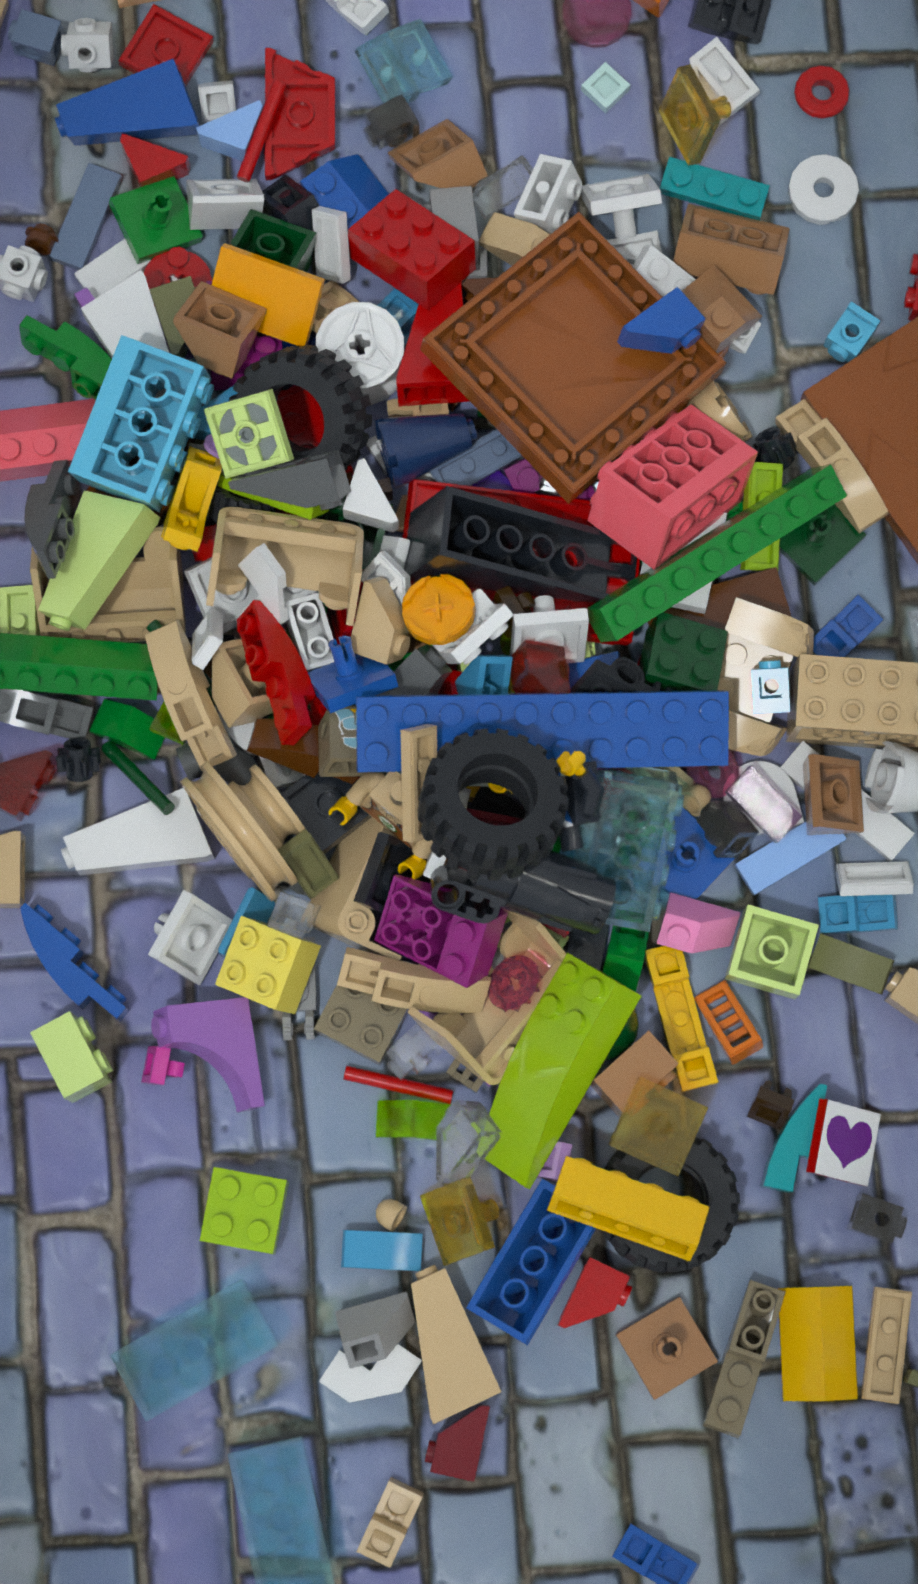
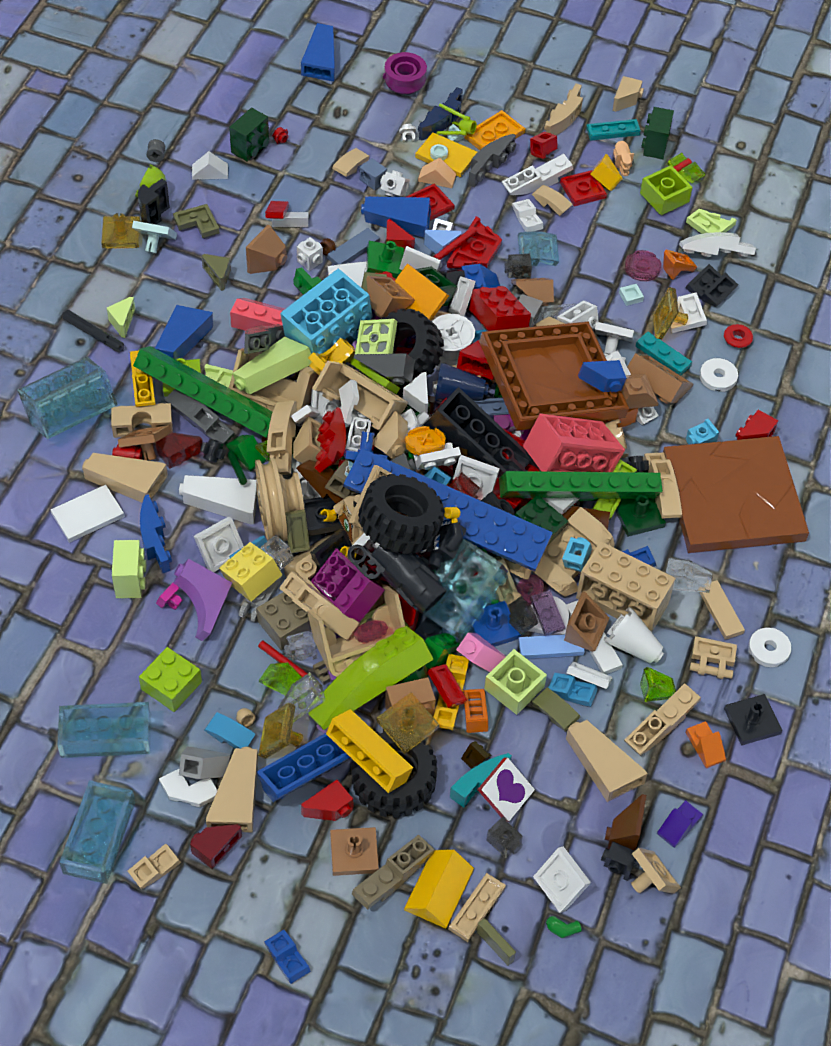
camera: 25 degrees right, 25 degrees down
(673, 1013) = (447, 686): none -> red tile

